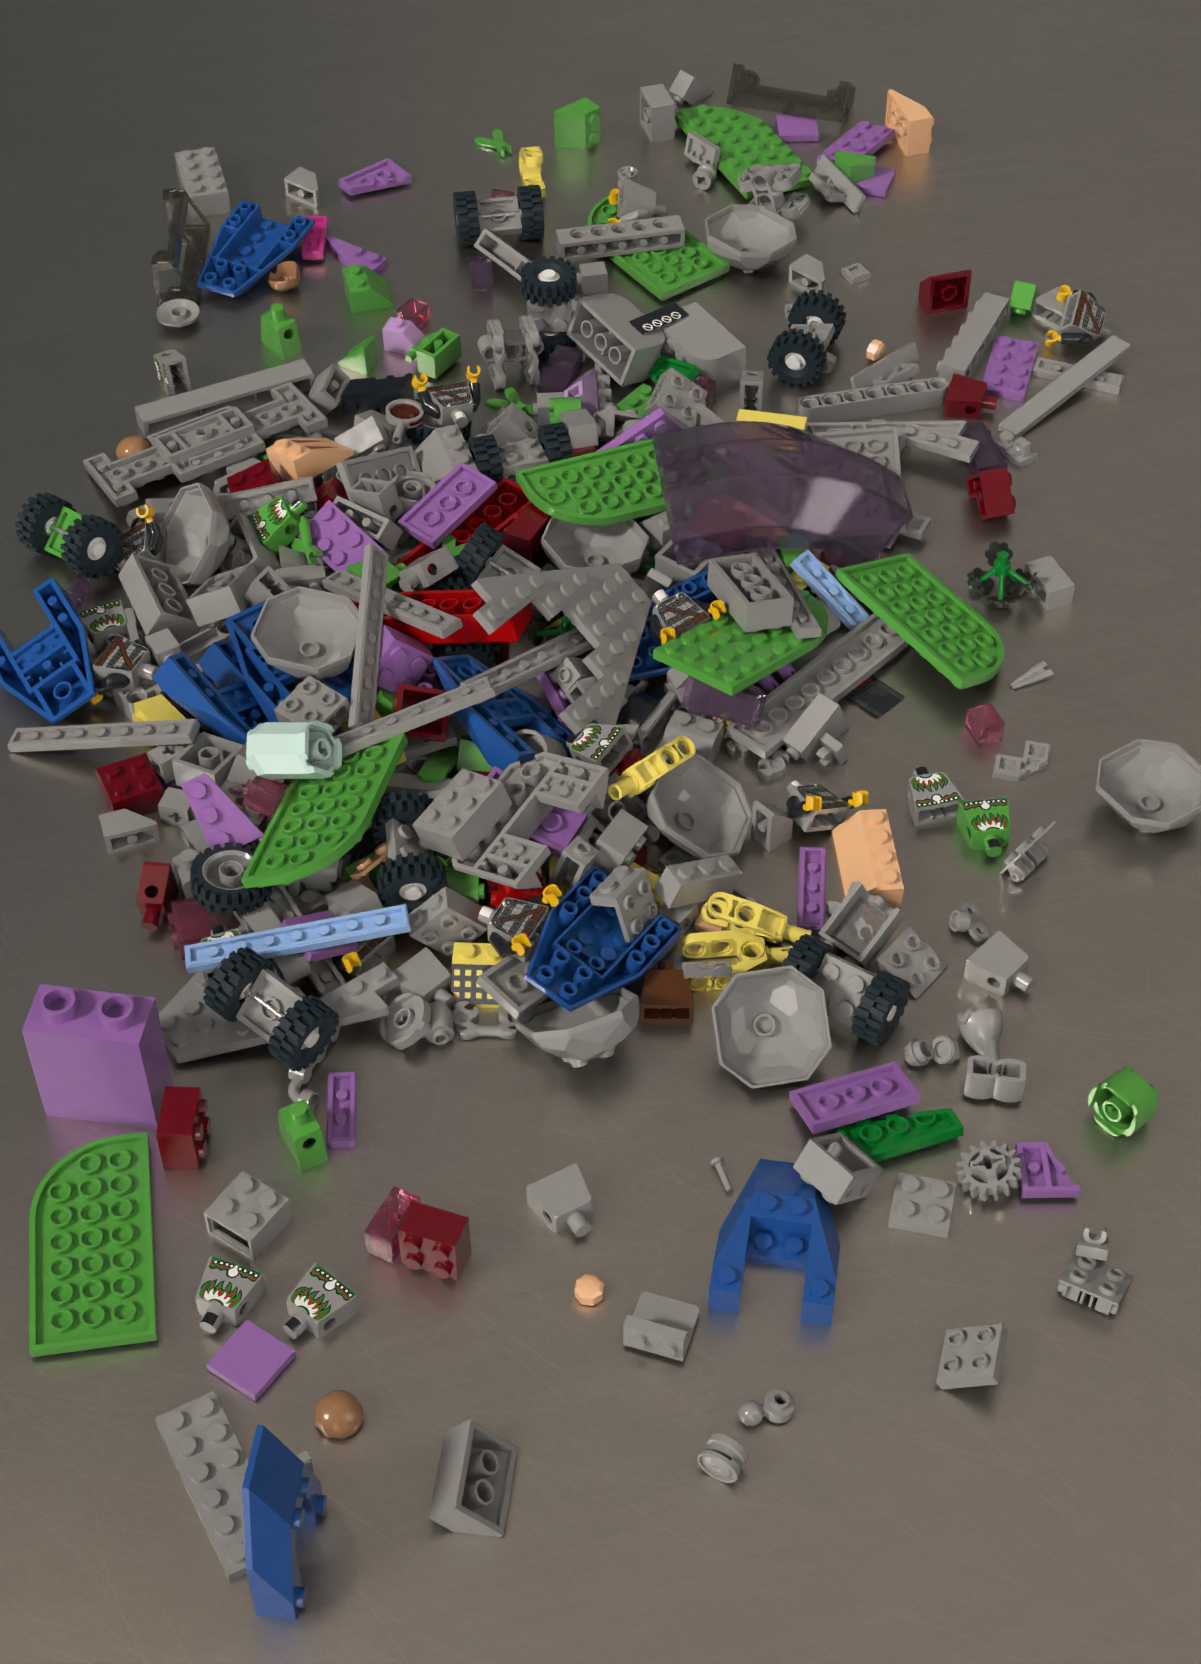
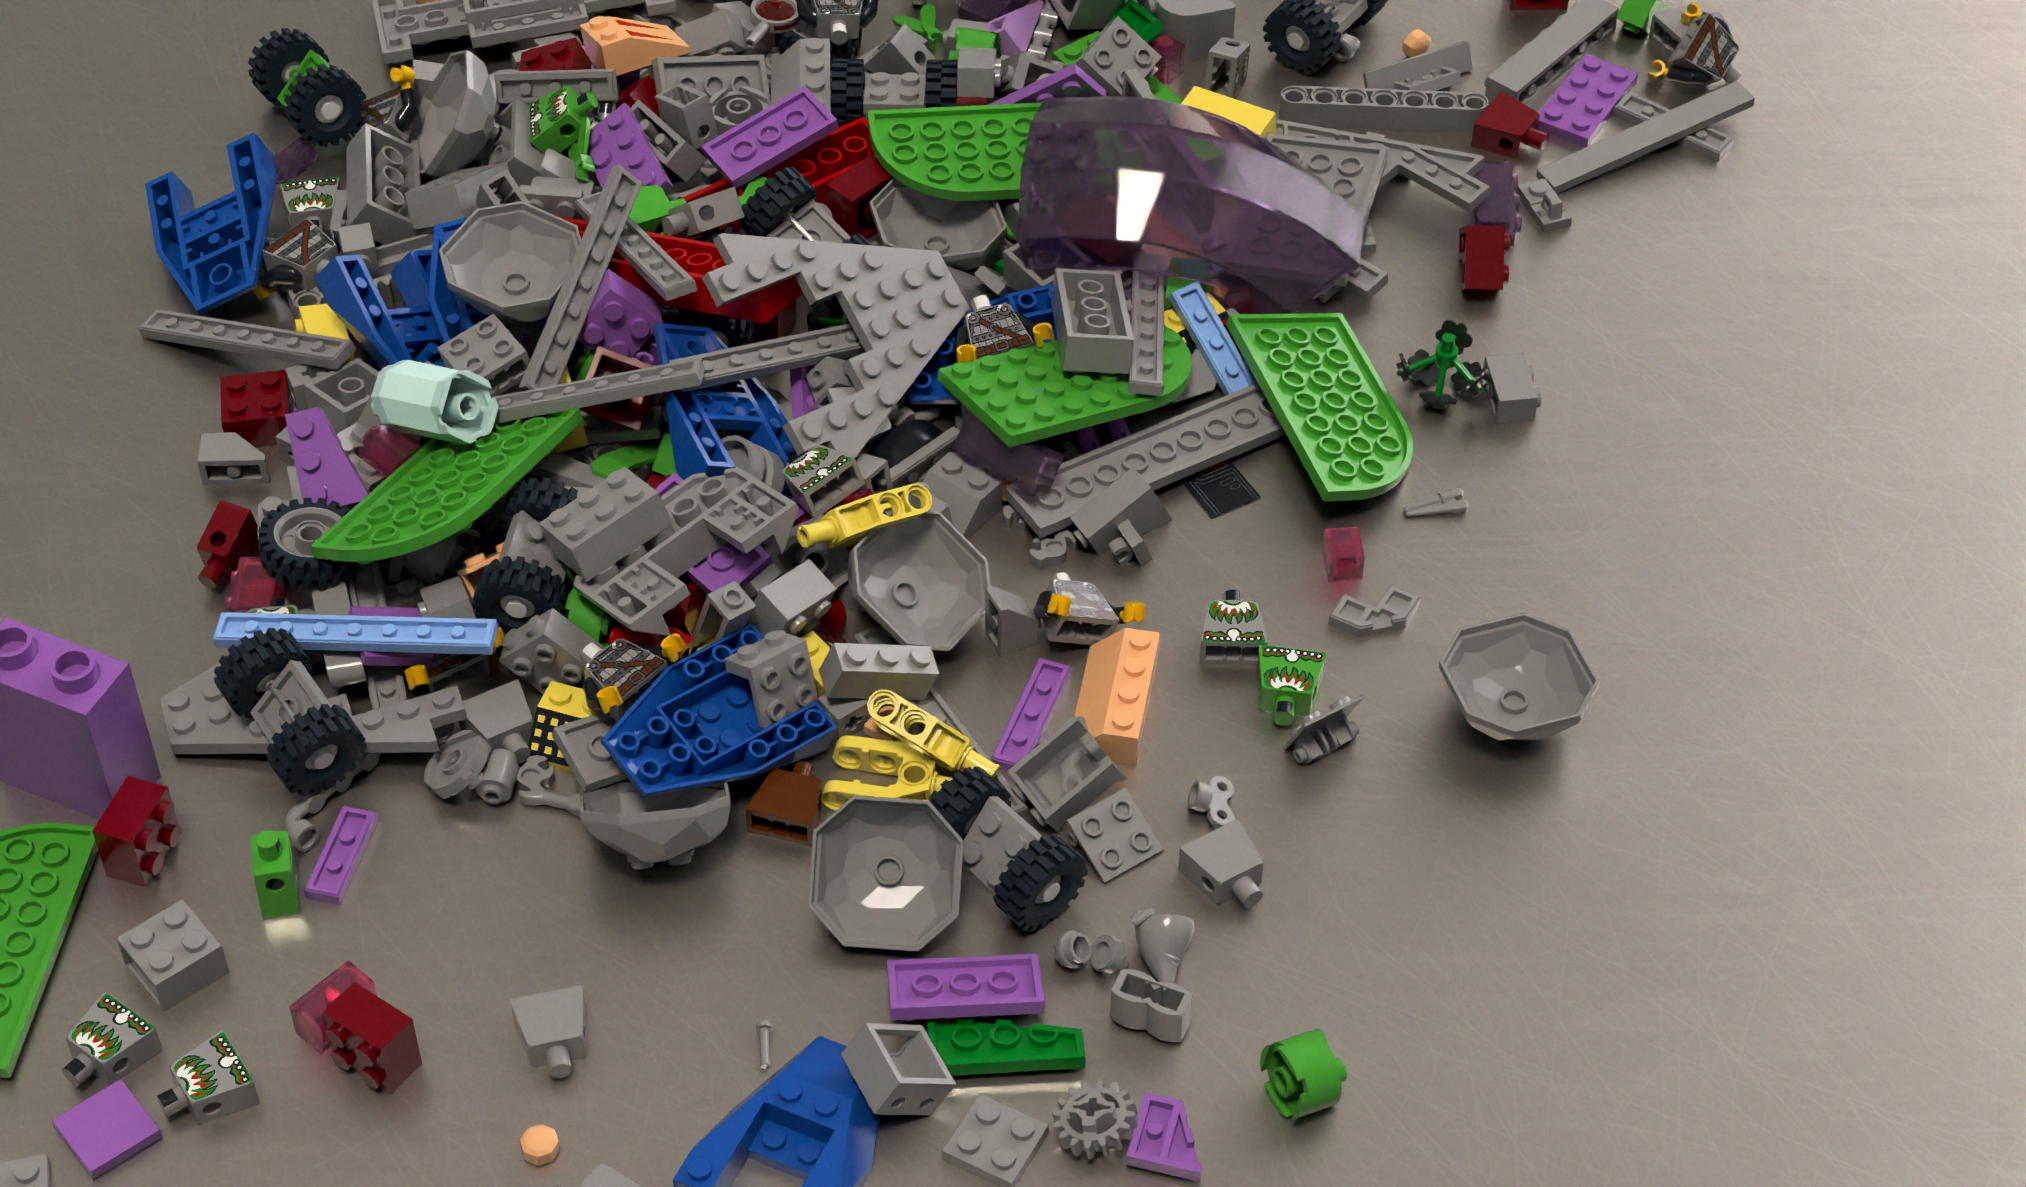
camera: 15 degrees right, 0 degrees up
(697, 969) = (823, 781): light grey piece -> none

